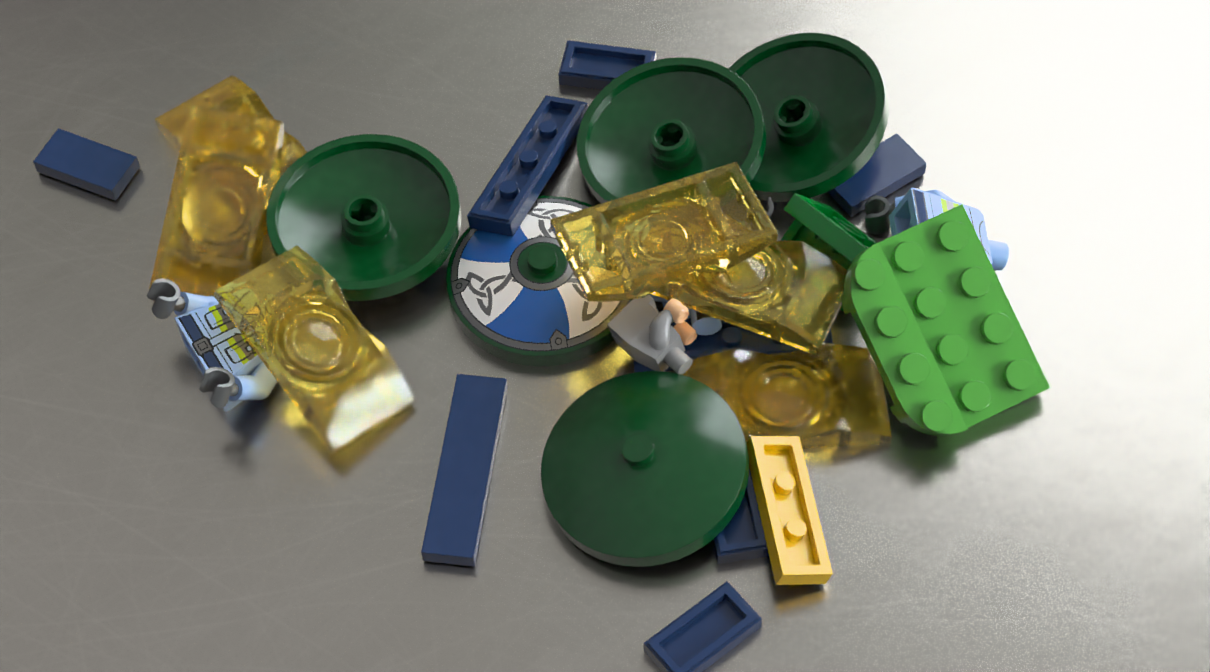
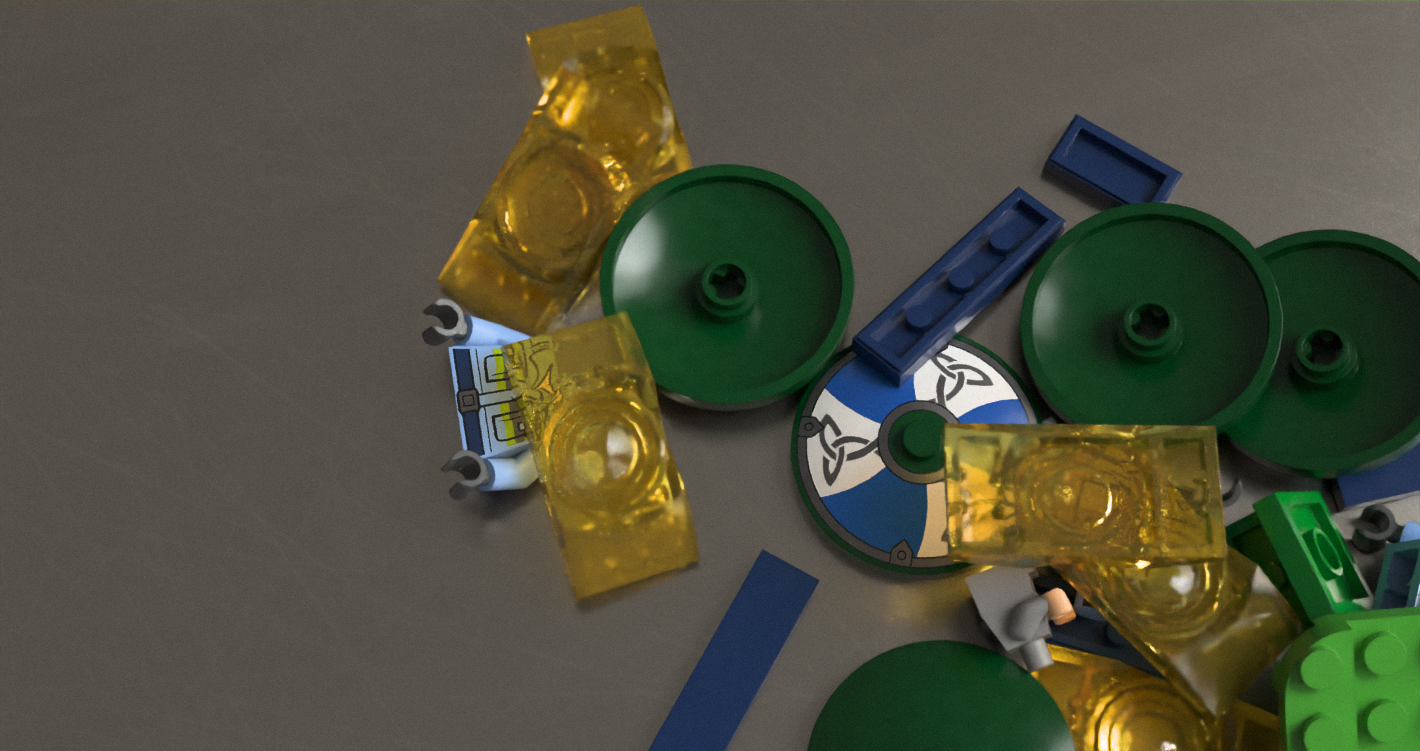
camera: 20 degrees right, 15 degrees up
(86, 164) = (423, 67): dark blue tile -> none

